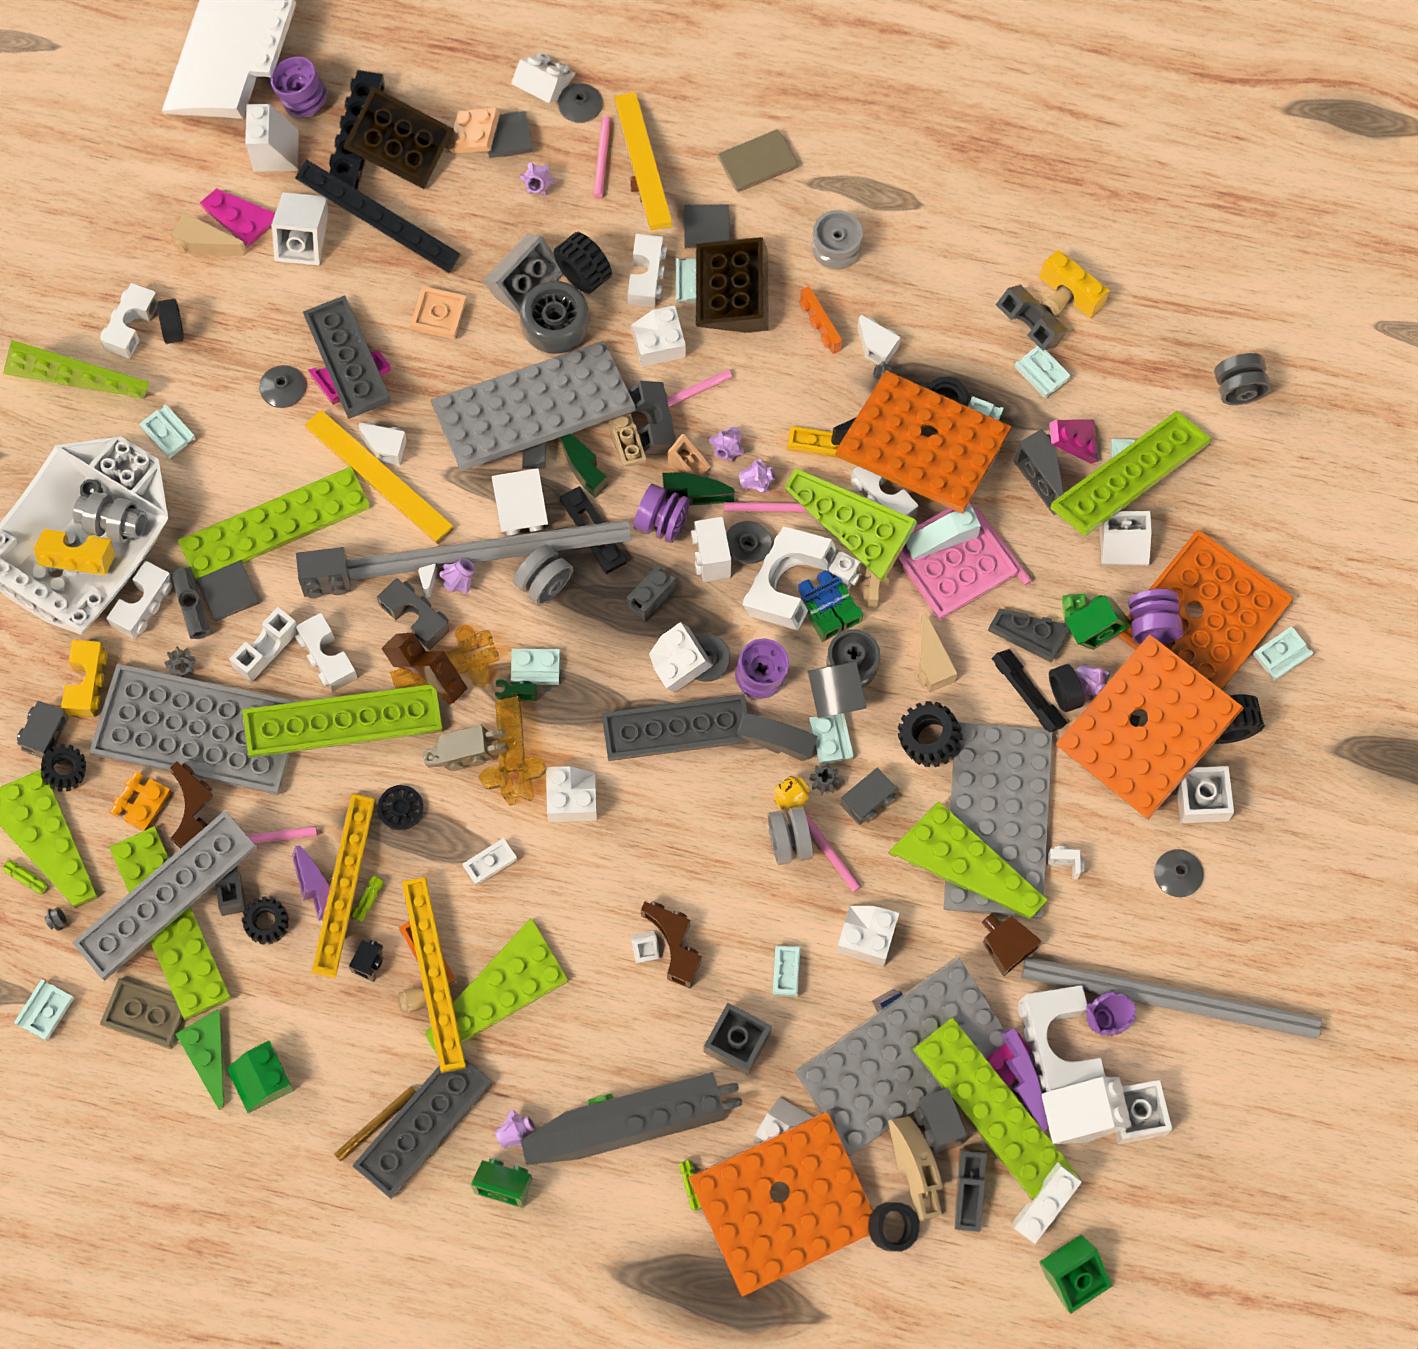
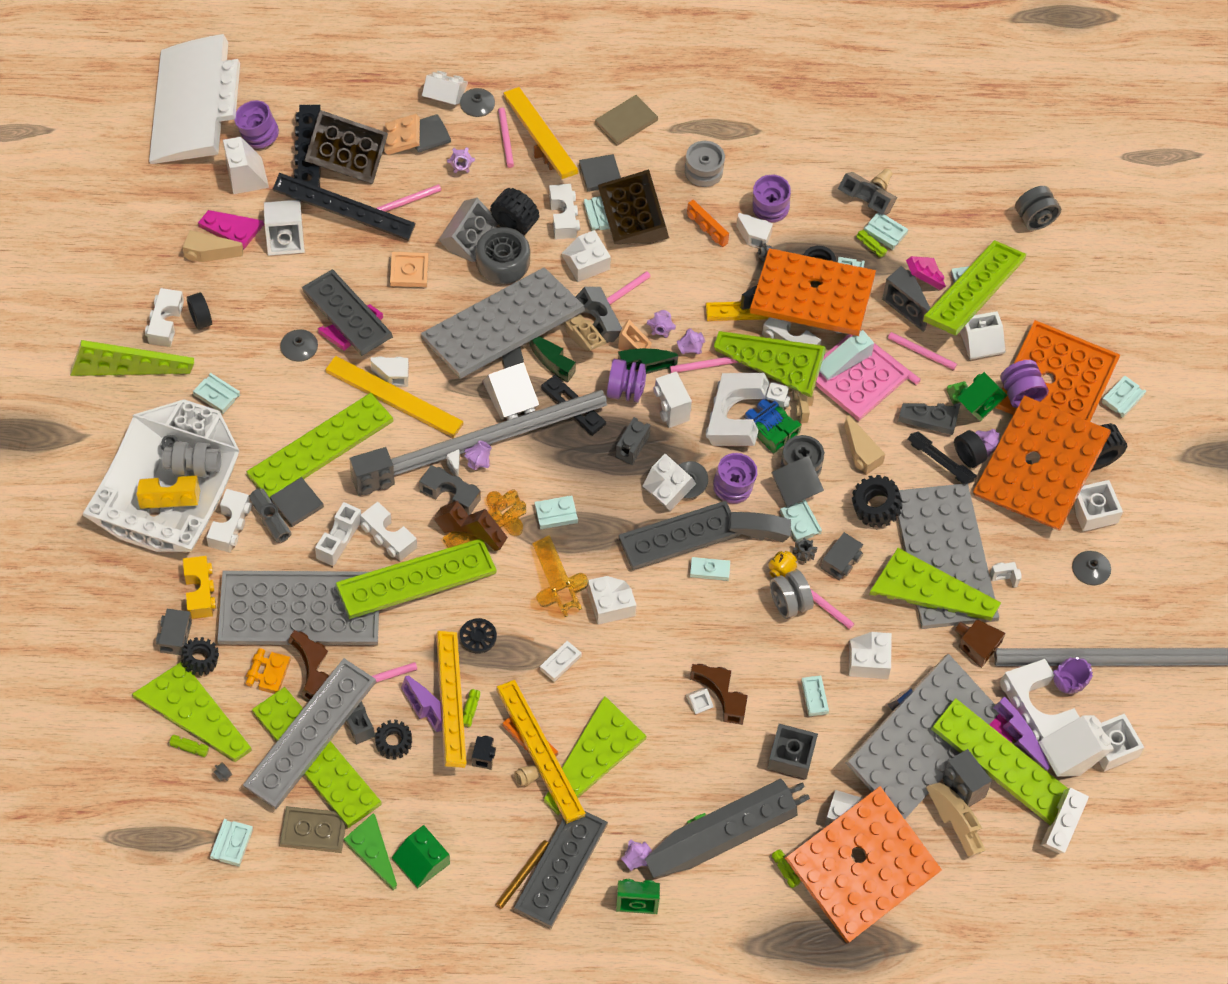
camera: 15 degrees left, 10 degrees down
(186, 661) = (268, 558): dark grey gear -> none
(461, 218) = (408, 199): none -> bright pink bar
(465, 748) = (519, 580): hinge -> none
(523, 689) = (554, 529): dark green plate -> none
(543, 574) = (546, 441): light grey wheel -> none
(703, 778) = (710, 568): none -> light aqua plate
(752, 535) = (700, 390): dark grey dish -> none
(911, 292) = (771, 198): none -> medium lavender wheel
(911, 1226) = (963, 858): black tyre -> none
(970, 1190) = (1002, 826): dark grey slope -> none
(1020, 385) = (871, 243): none -> lime axle
(1045, 542) = (923, 351): none -> bright pink bar
(1076, 1273) = (1101, 870): green slope -> none
(1087, 291) = (904, 167): yellow arch -> none

